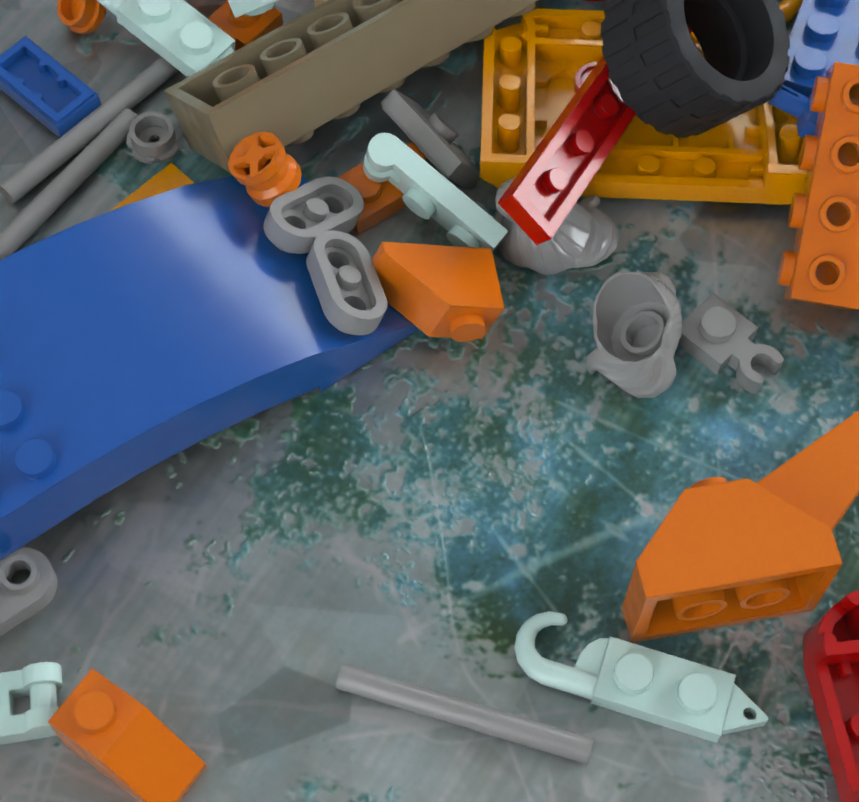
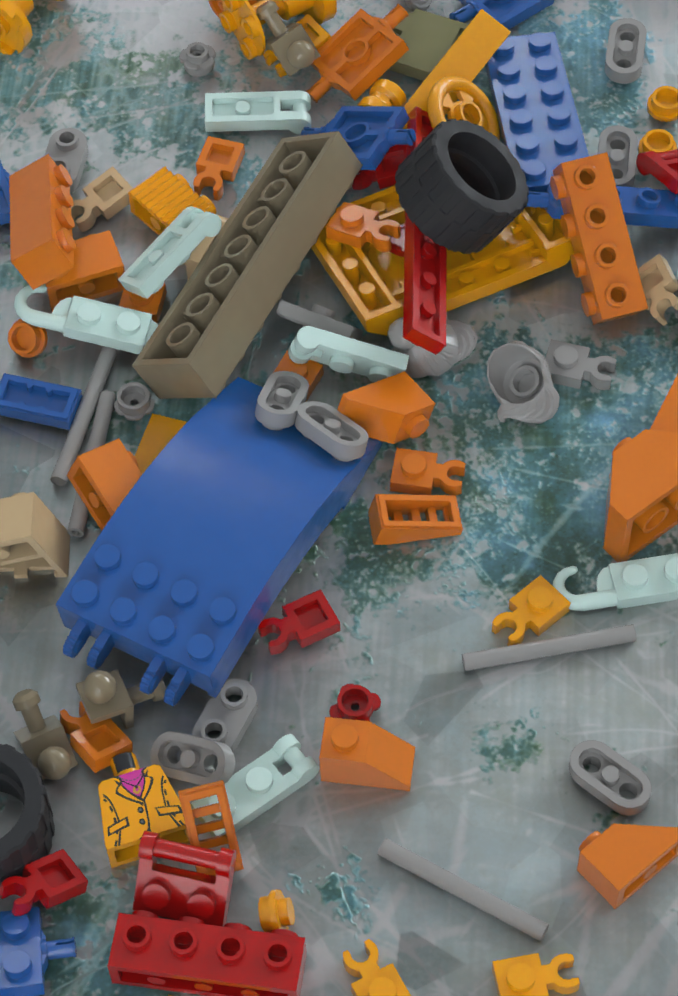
camera: 25 degrees left, 5 degrees down
(48, 204) = (104, 479): none -> orange slope
(160, 648) = (355, 695): none -> red plate
(174, 517) = (304, 619): none -> red plate
(264, 167) = (227, 383): orange wheel -> none
(374, 460) = (399, 531): none -> orange slope
(443, 388) = (419, 472): none -> orange plate
(479, 647) = (534, 608): none -> light orange plate
(550, 39) = (359, 225): none -> orange plate

